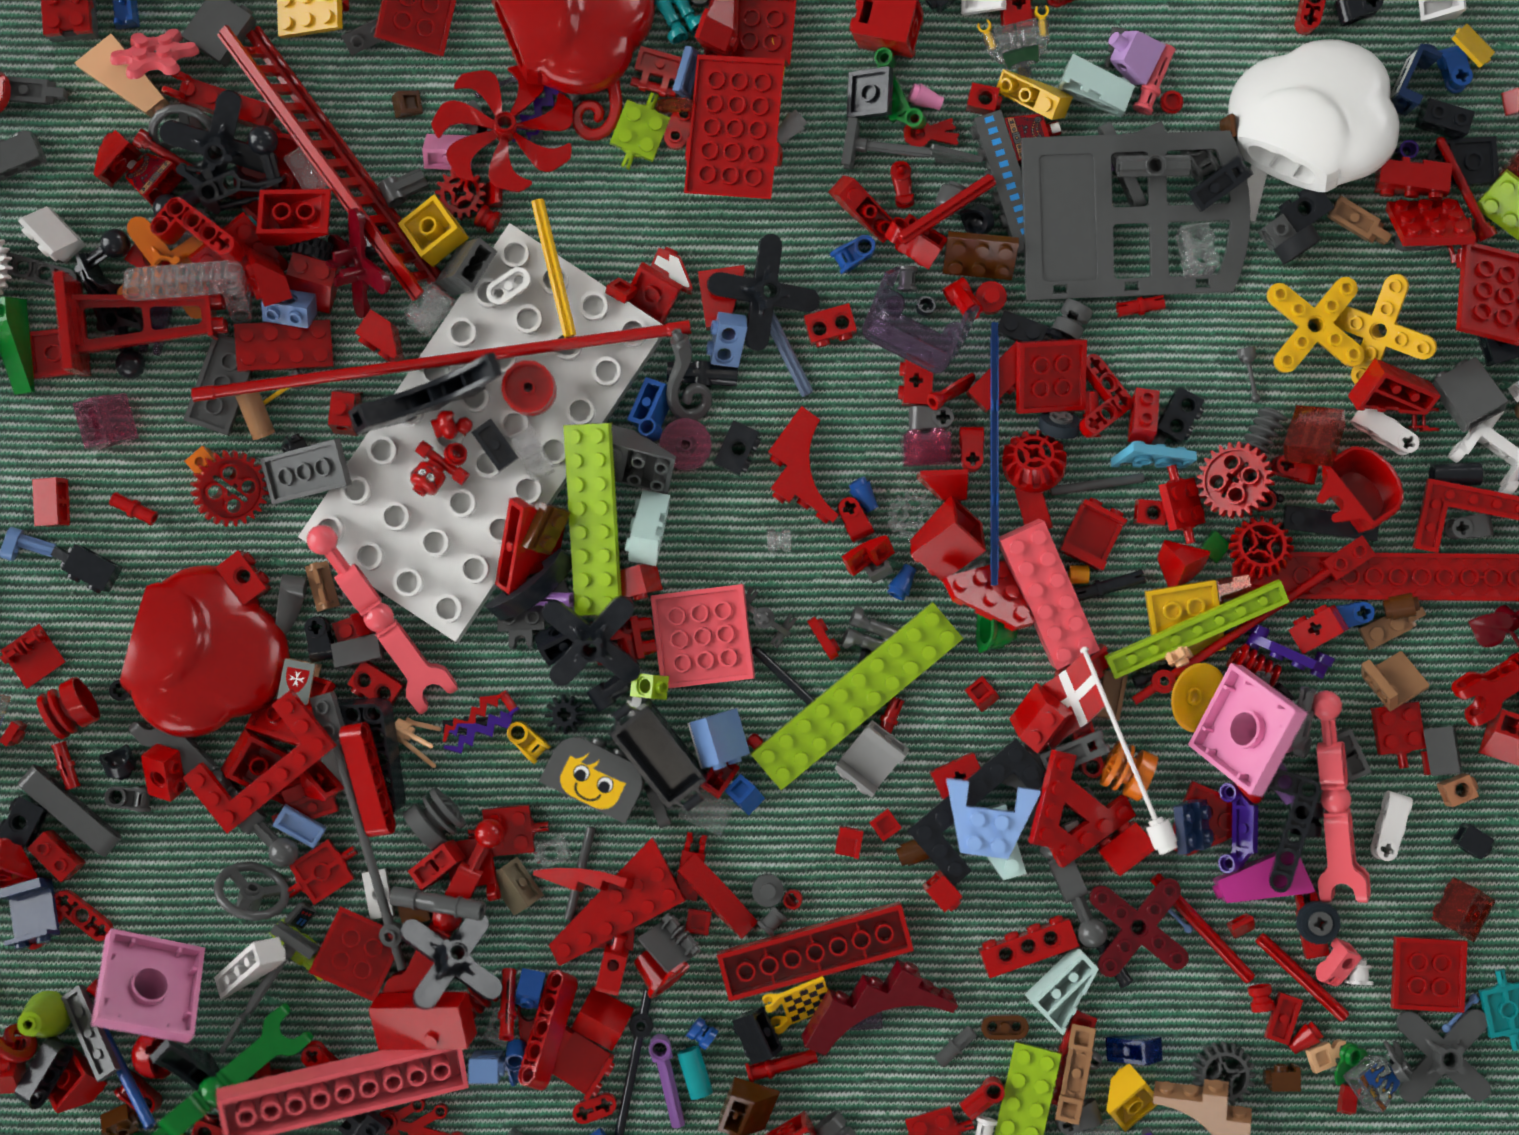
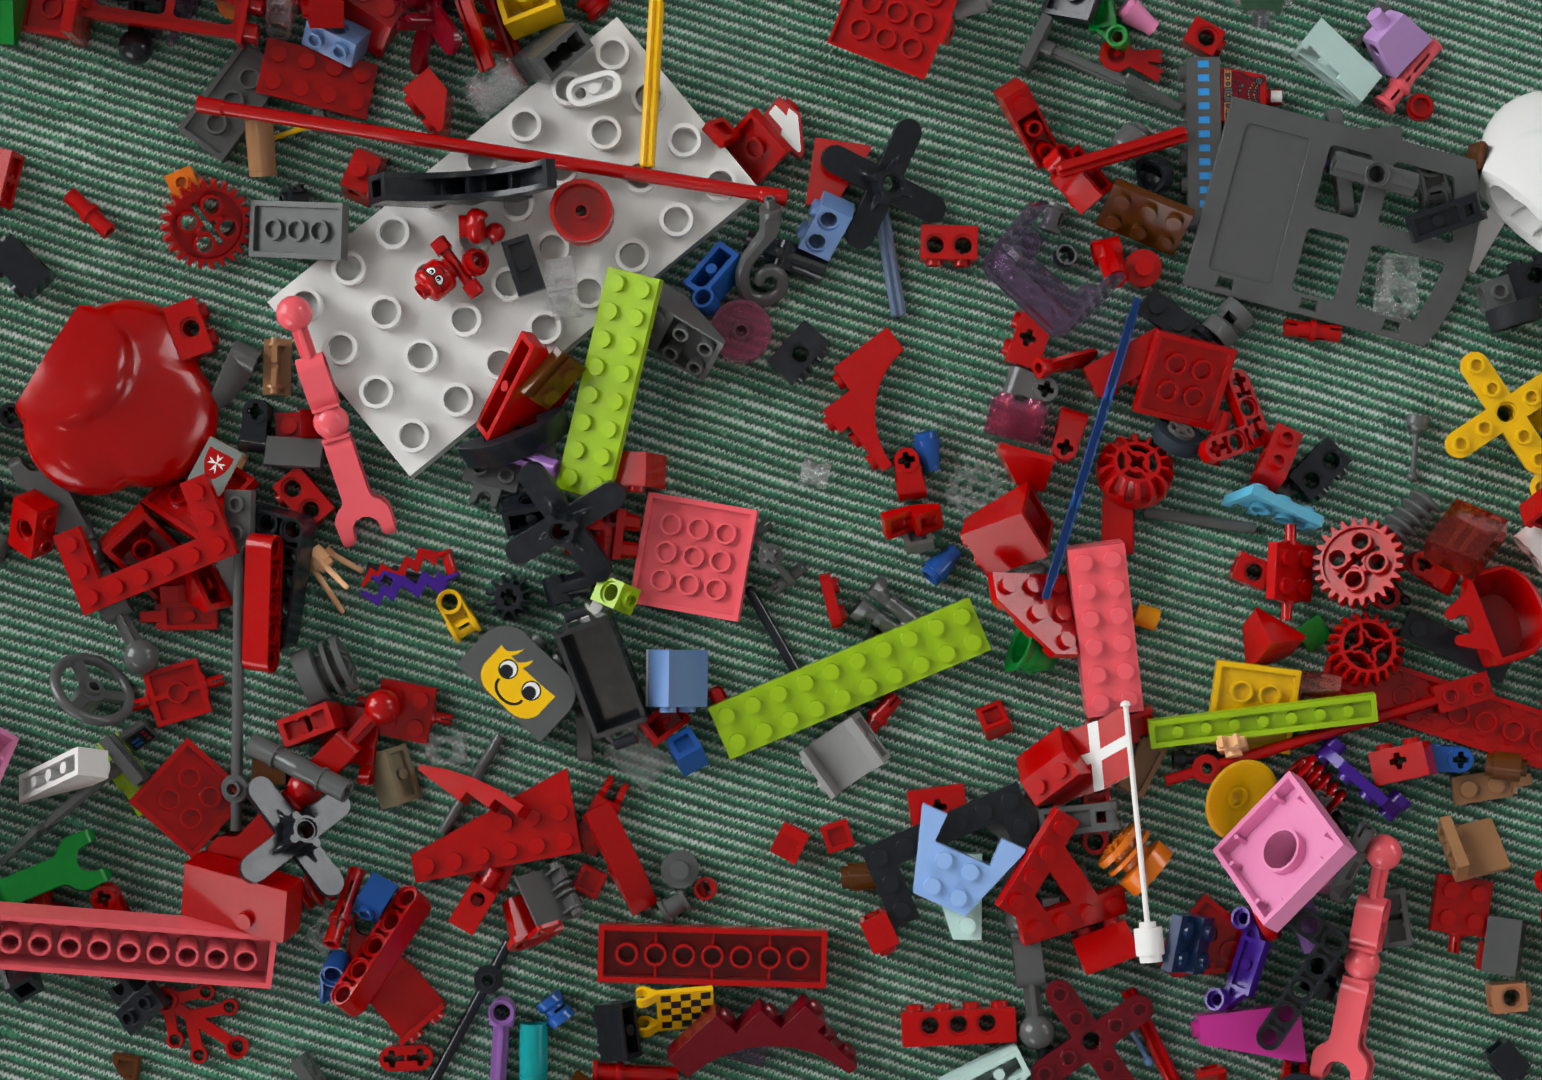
camera: 20 degrees right, 0 degrees up
(105, 421) = (88, 103): clear pink slope -> none
(299, 826) = (168, 632): medium blue tile -> none
(373, 907) = (224, 747): white plate -> none
(486, 1066) = (298, 971): medium blue brick -> none
(602, 1018) = (446, 958): red slope -> none
(647, 527) = (669, 413): light aqua wedge -> none
(852, 254) = (999, 170): blue piece -> none
(901, 179) = (1081, 105): red piece -> none
(1034, 95) = (1264, 52): yellow slope -> none
(1092, 534) = (1176, 575): red panel -> none
(1100, 588) = (1172, 640): black pin -> none
(1390, 825) = (1417, 1013): white piece -> none

